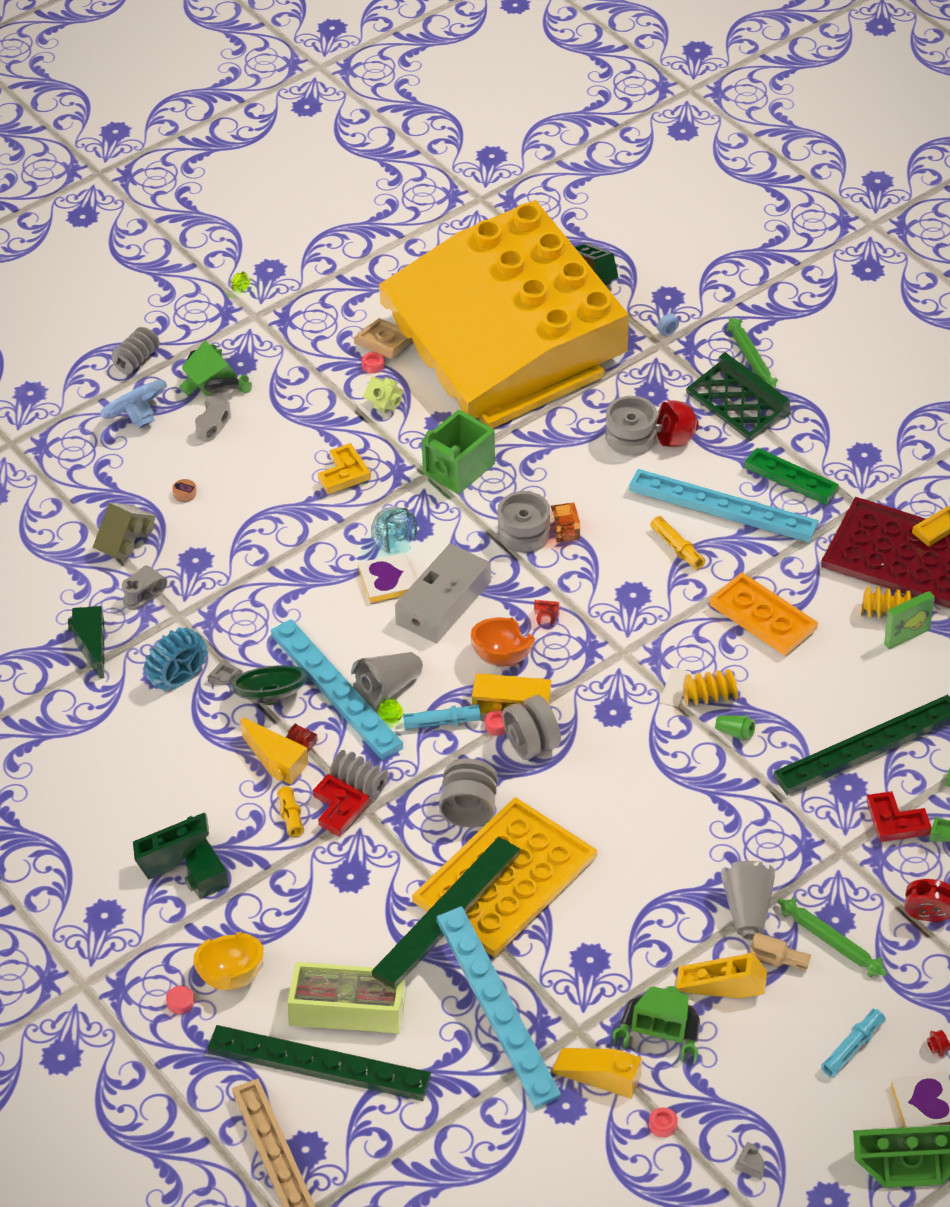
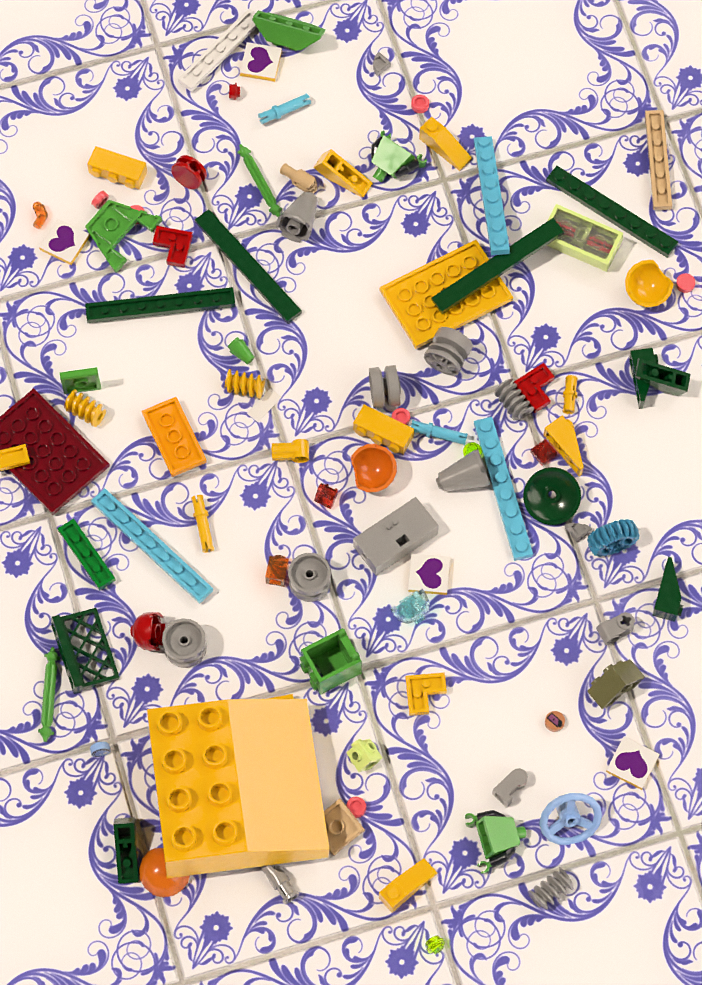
camera: 160 degrees left, 20 degrees up
(82, 480) = (632, 763): none -> tile
(290, 314) = (406, 885): none -> yellow slope
(608, 643) = (296, 451): none -> yellow piece
(787, 829) = (248, 266): none -> dark green tile

